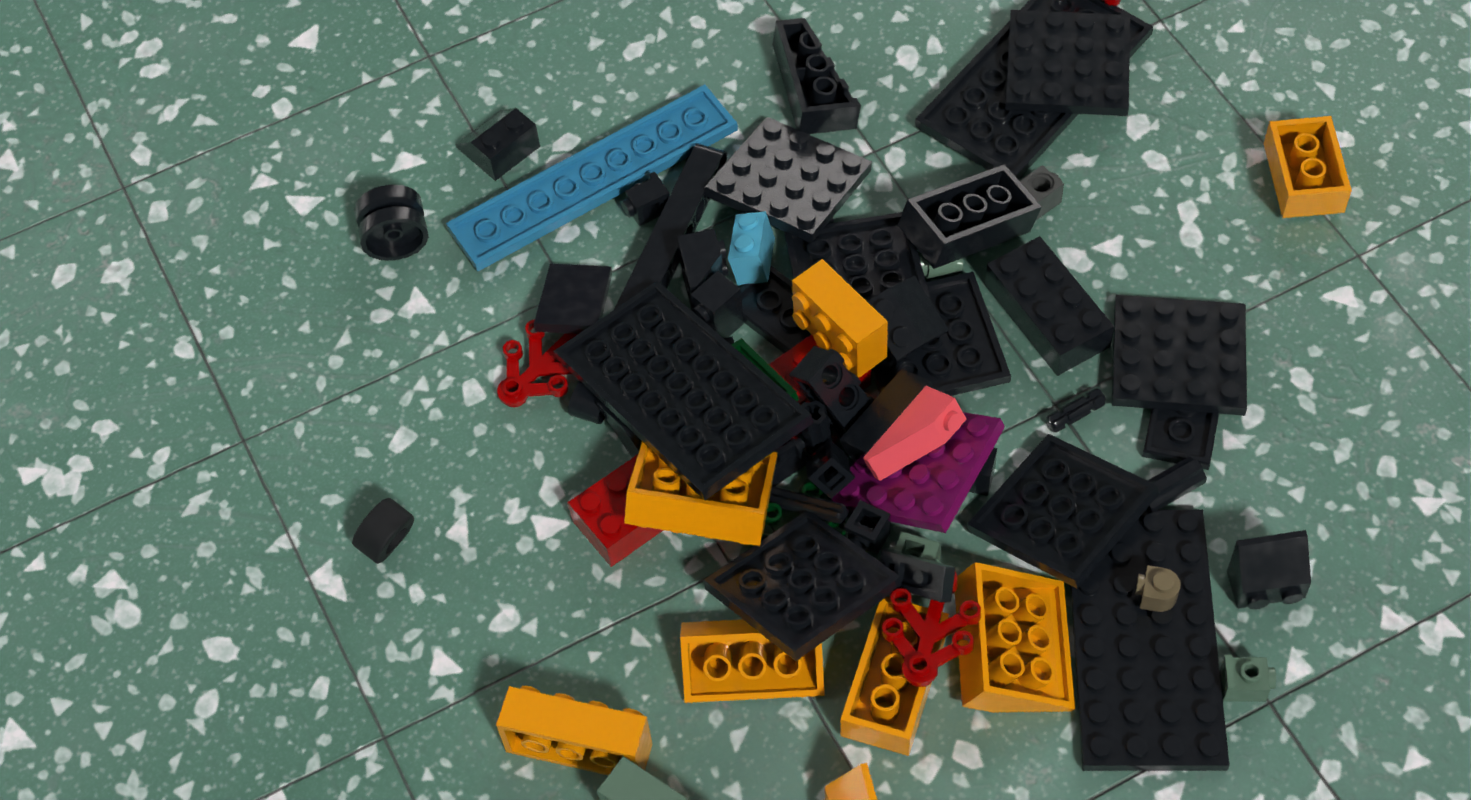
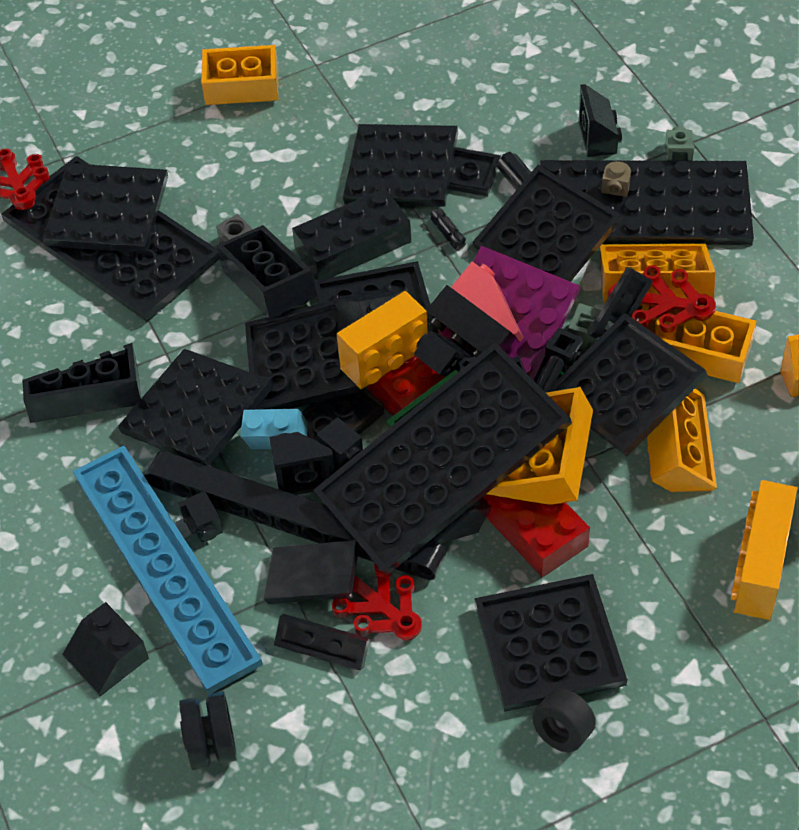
camera: 90 degrees left, 5 degrees down
(483, 523) = (549, 641): none -> black plate
(494, 316) = (321, 642): none -> black plate

